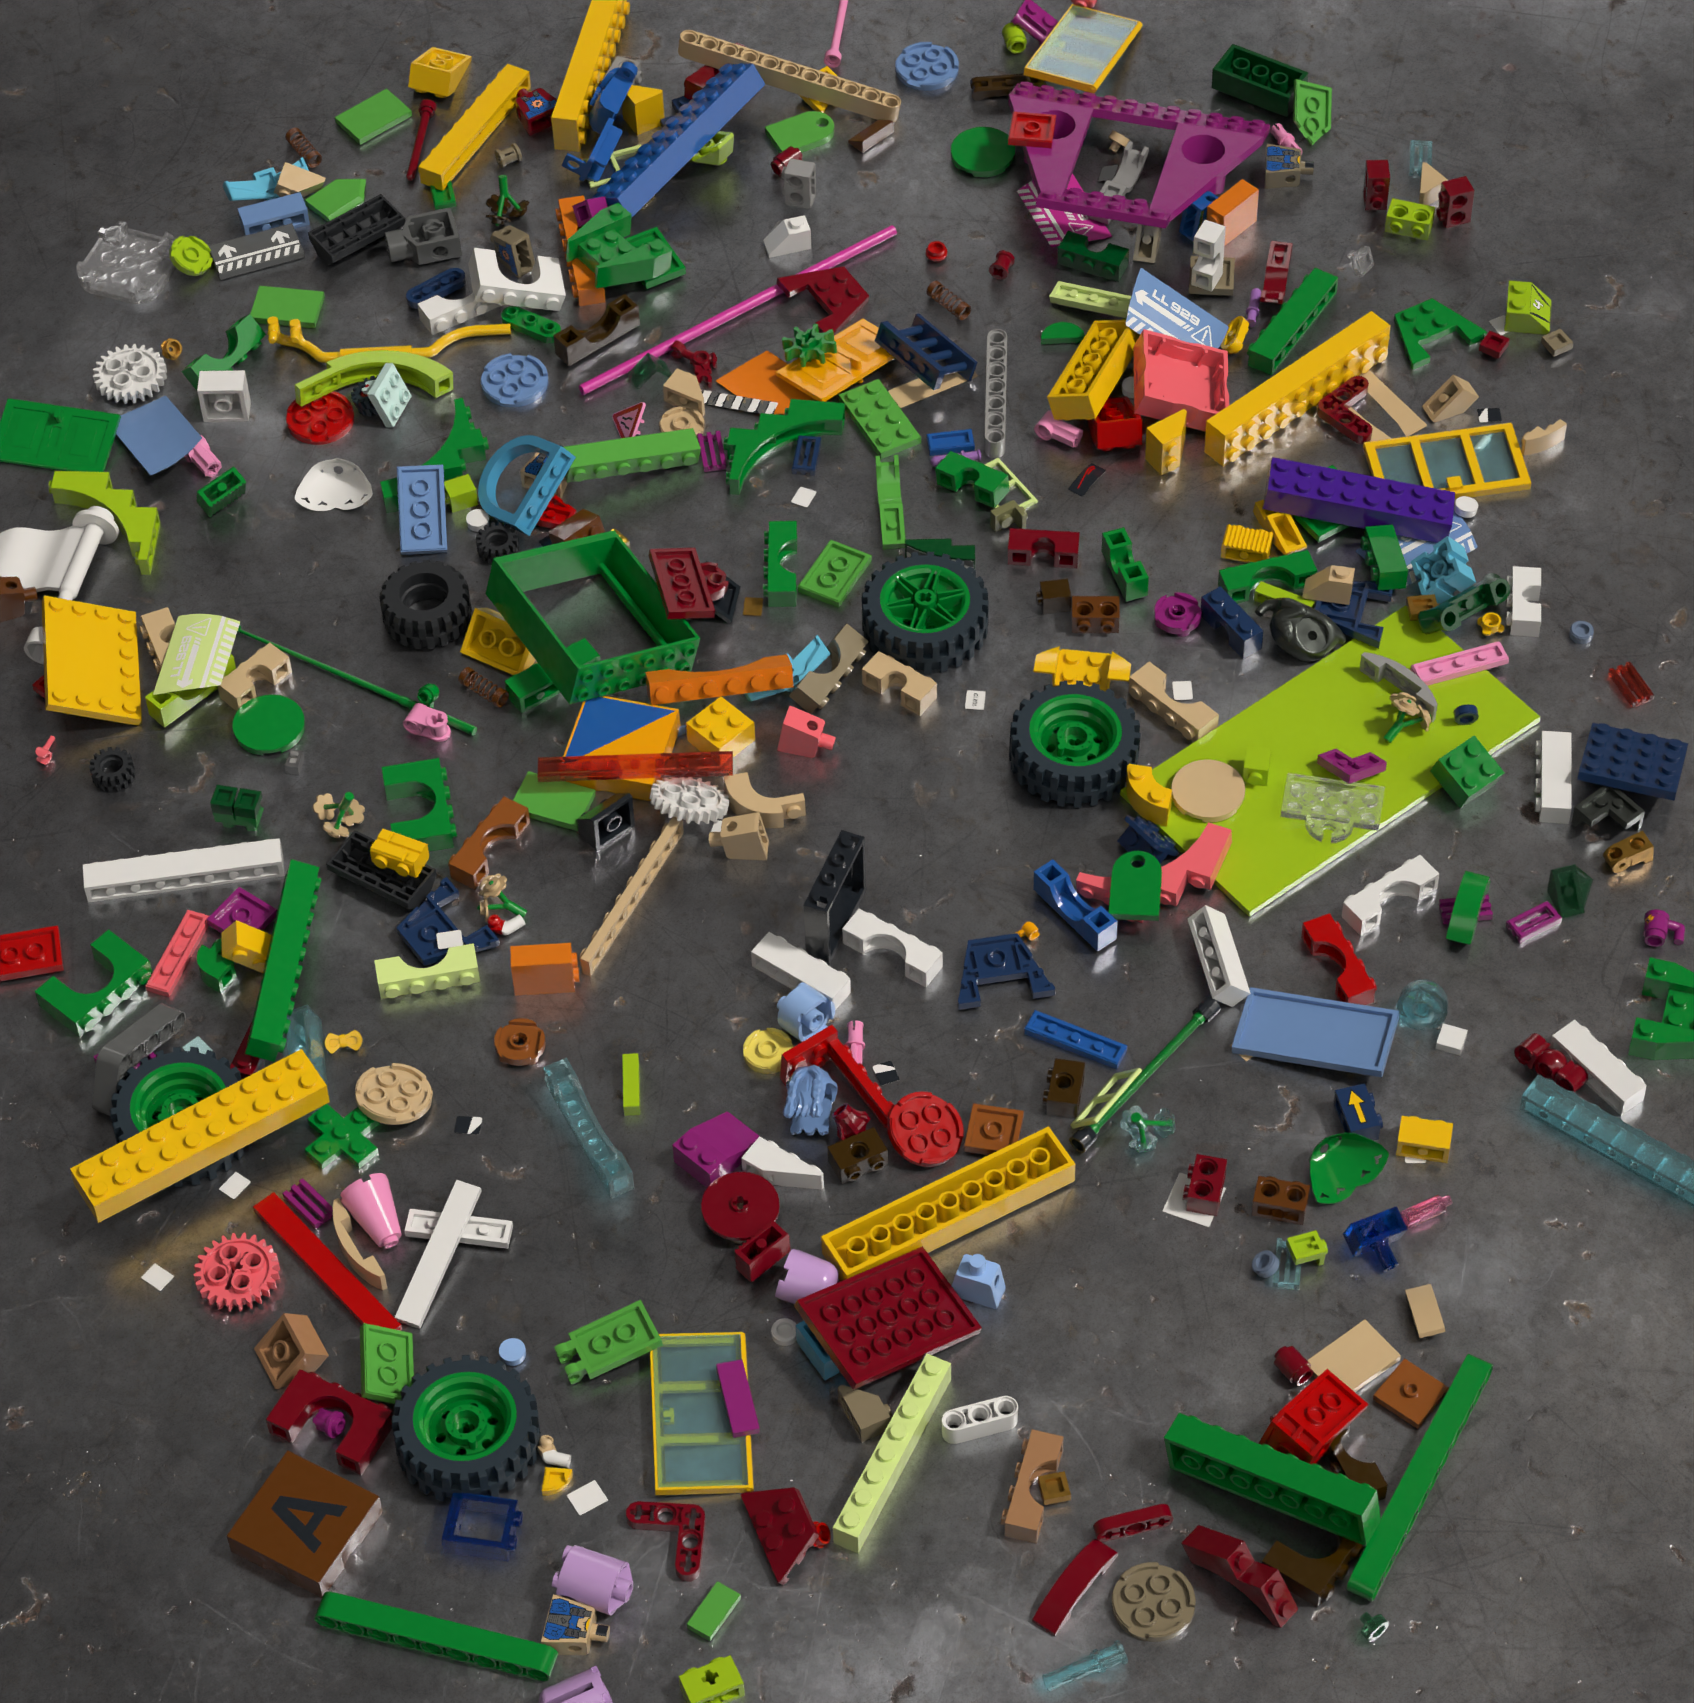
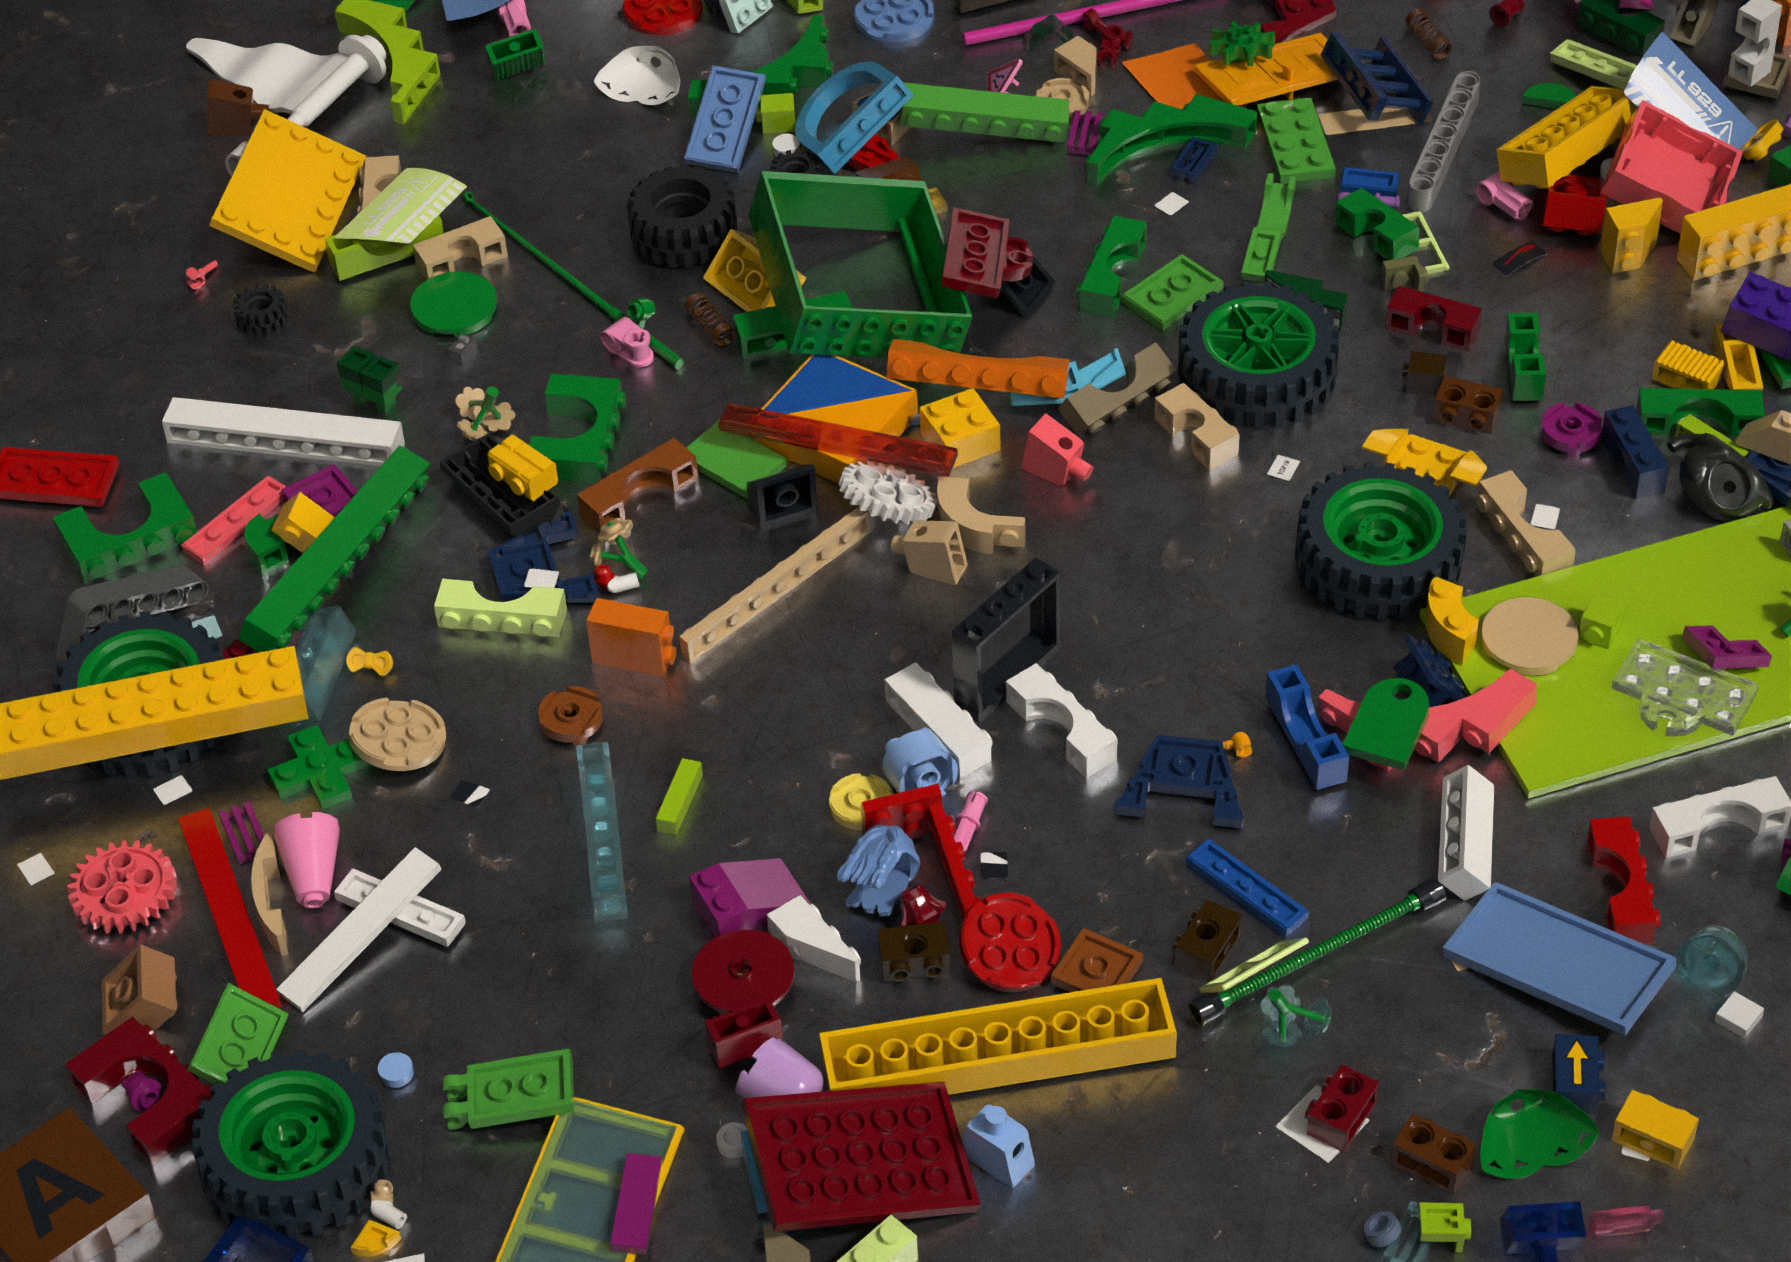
camera: 20 degrees right, 5 degrees down
(738, 402) = (1135, 88): sticker -> none
(753, 606) = (1061, 306): pearl gold sticker -> none

